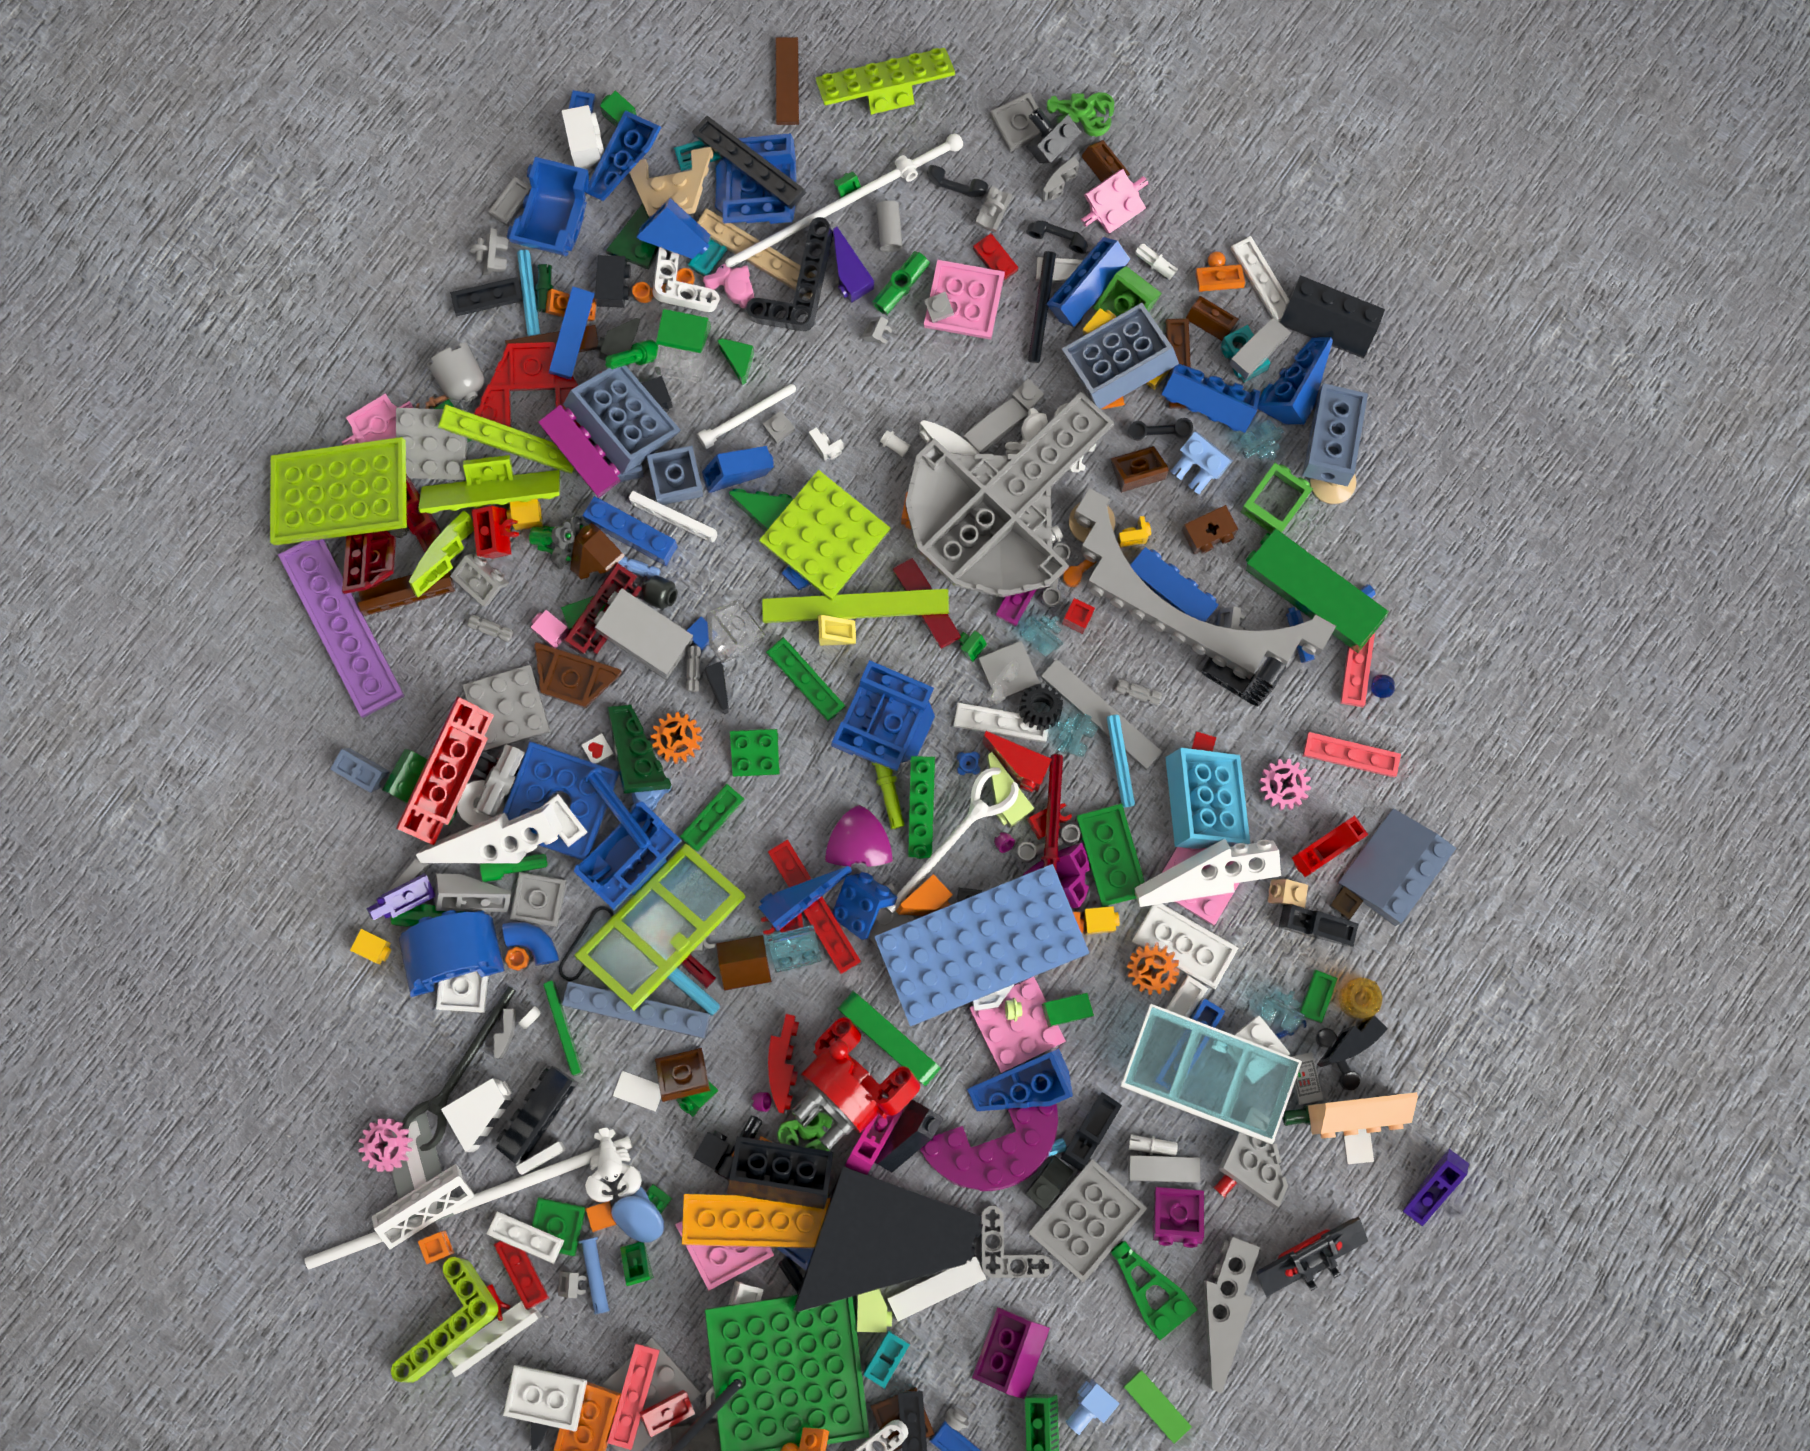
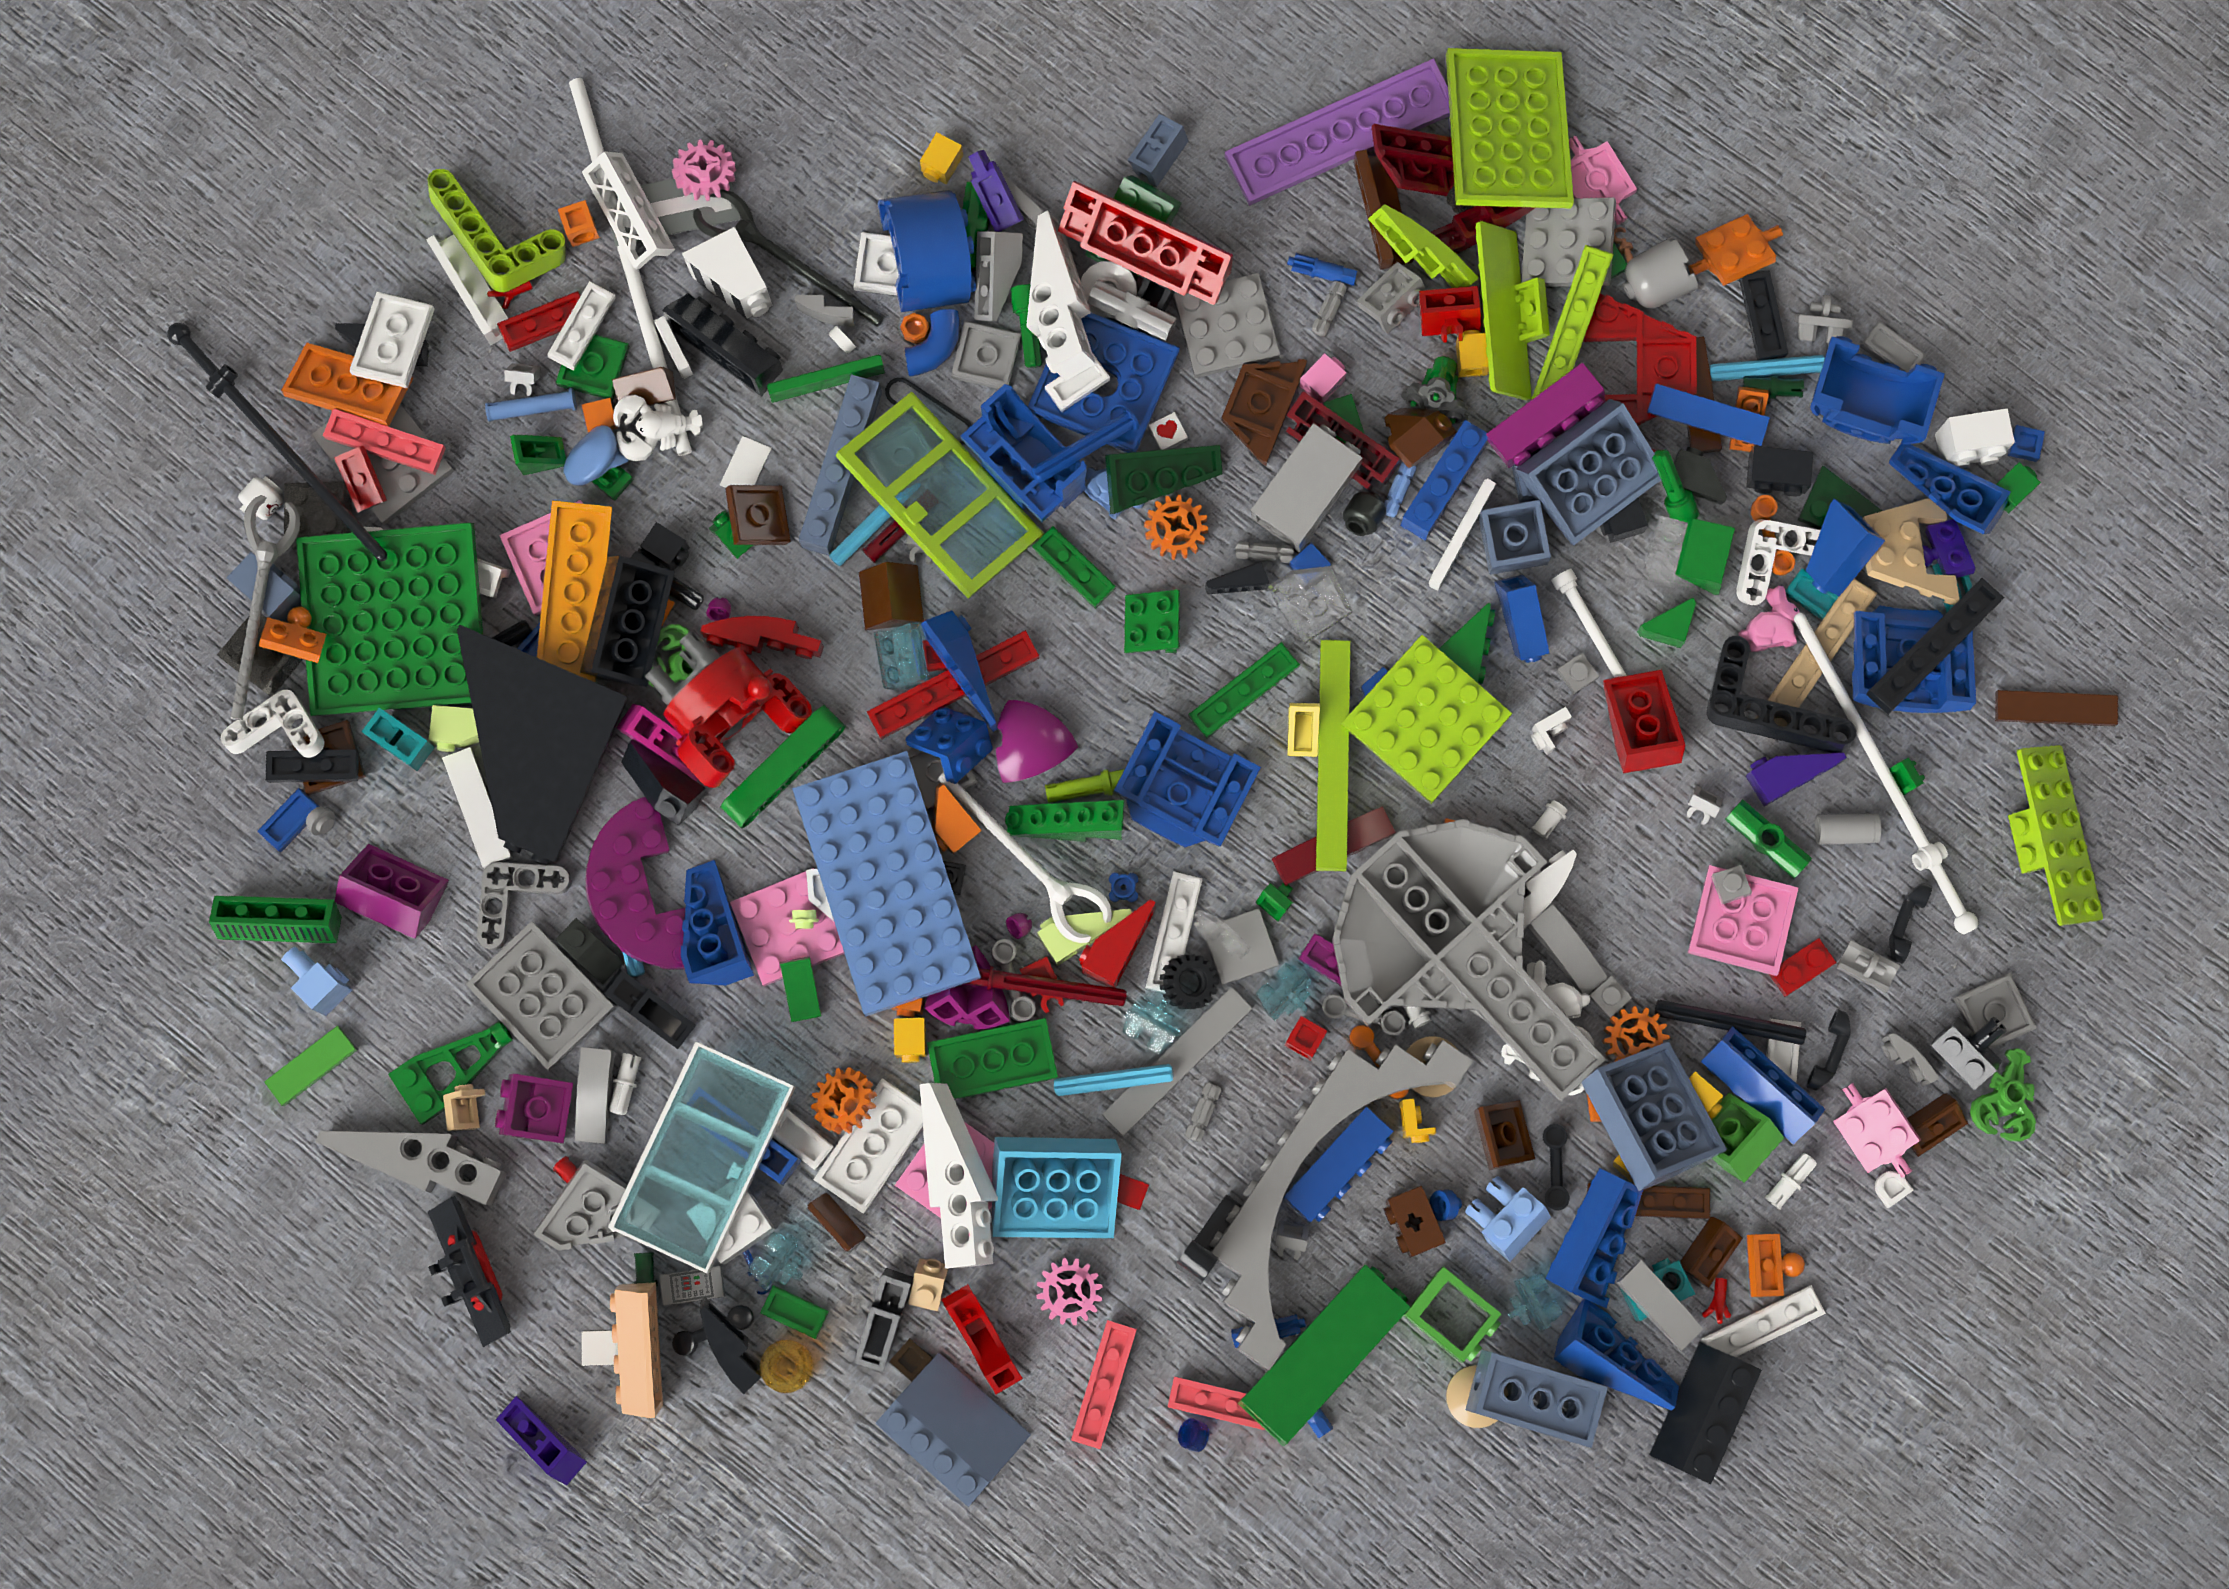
camera: 100 degrees right, 0 degrees up
(433, 318) = (1735, 249): none -> orange plate
(456, 640) = (1321, 269): none -> blue piece
(576, 1172) = (653, 385): none -> slope
(669, 157) = (1948, 549): none -> dark purple plate
(815, 375) = (1643, 721): none -> red slope
(1051, 371) = (1640, 1026): none -> orange gear
(1155, 192) = (1891, 1188): none -> white tile
(1183, 1275) = (462, 1108): none -> tan bracket
(1195, 508) = (1445, 1204): none -> blue tile
(1247, 968) = (836, 1222): none -> reddish brown slope
(1249, 311) = (1719, 1301): none -> red bar

